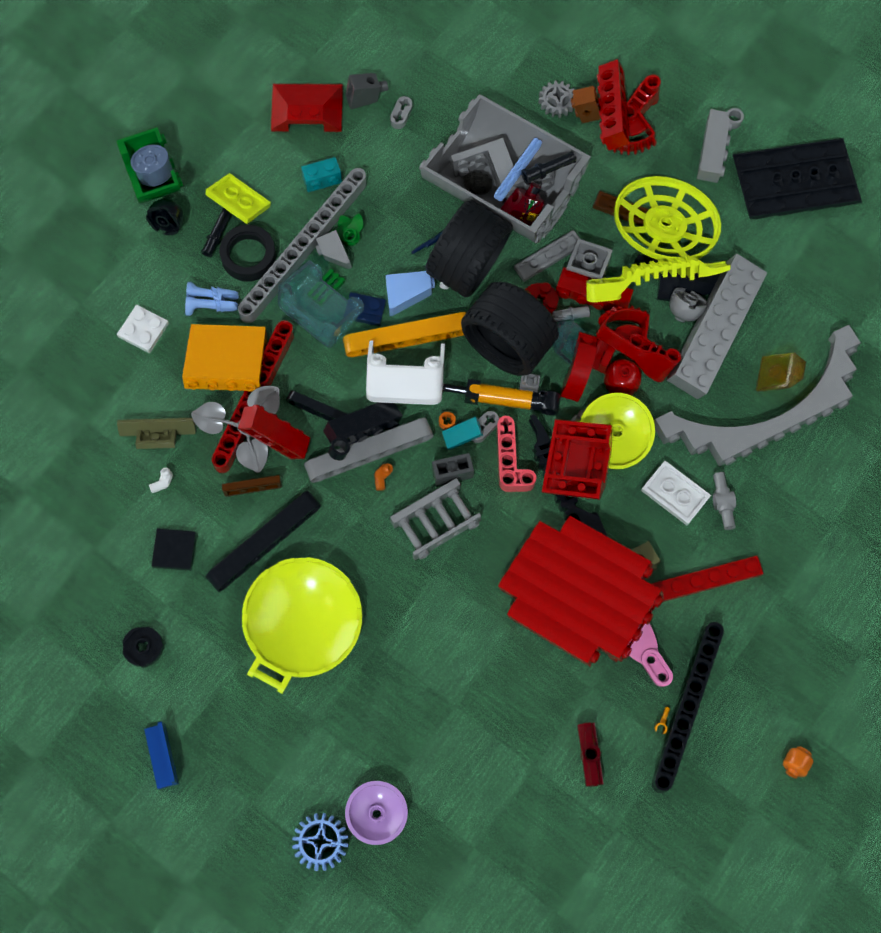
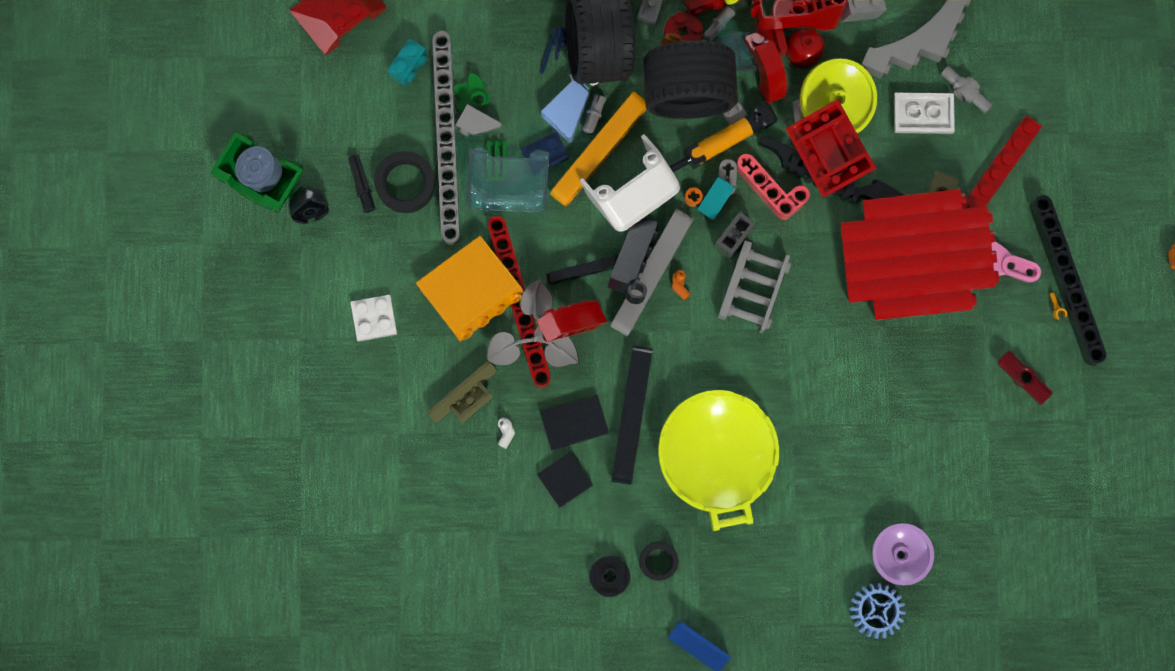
camera: 40 degrees left, 10 degrees up
(187, 649) = (673, 556): none -> black tyre
(217, 514) = (574, 422): none -> black tile
(218, 303) = (411, 239): light blue piece -> none
(238, 198) = (355, 140): neon yellow plate -> none
(251, 486) = (583, 378): reddish brown tile -> none
(424, 308) = (594, 114): none -> light grey axle

